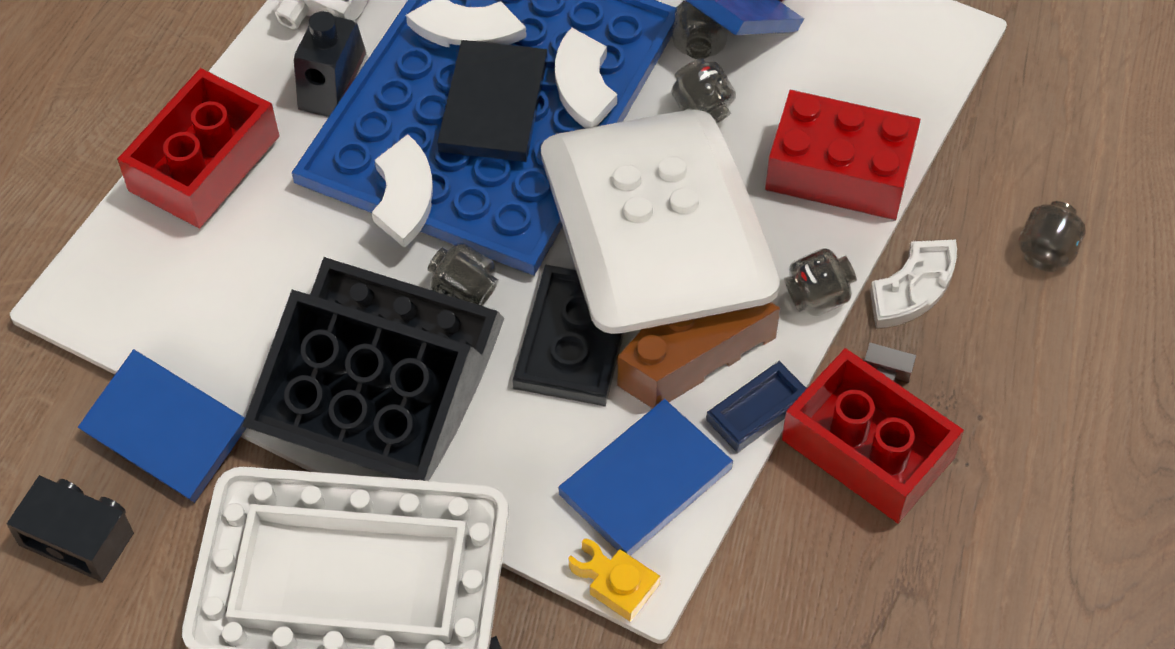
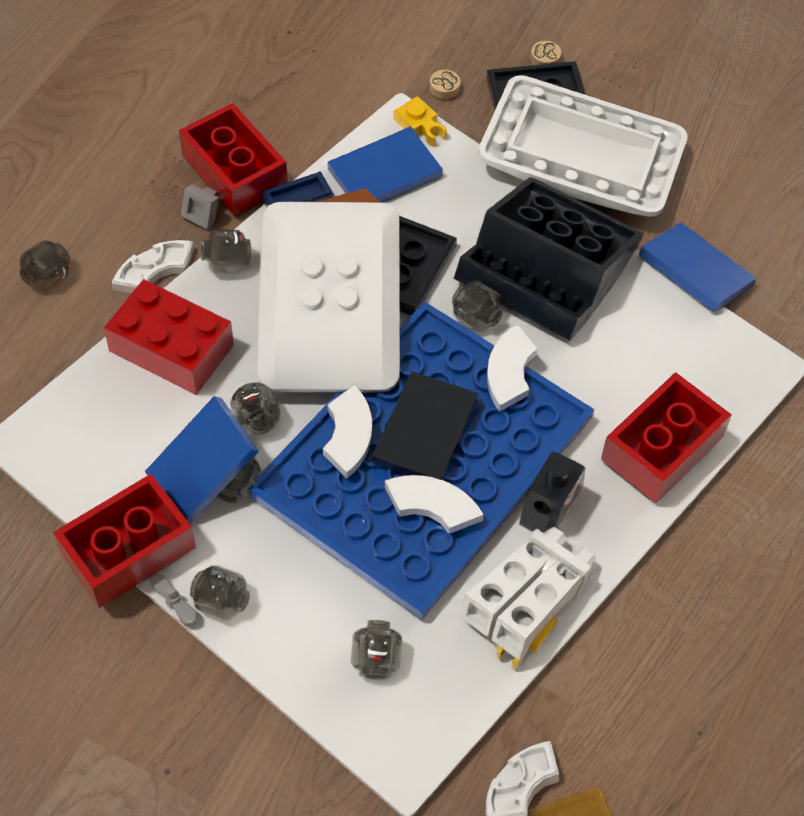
camera: 170 degrees left, 0 degrees up
(71, 527) = (758, 215): black brick -> none

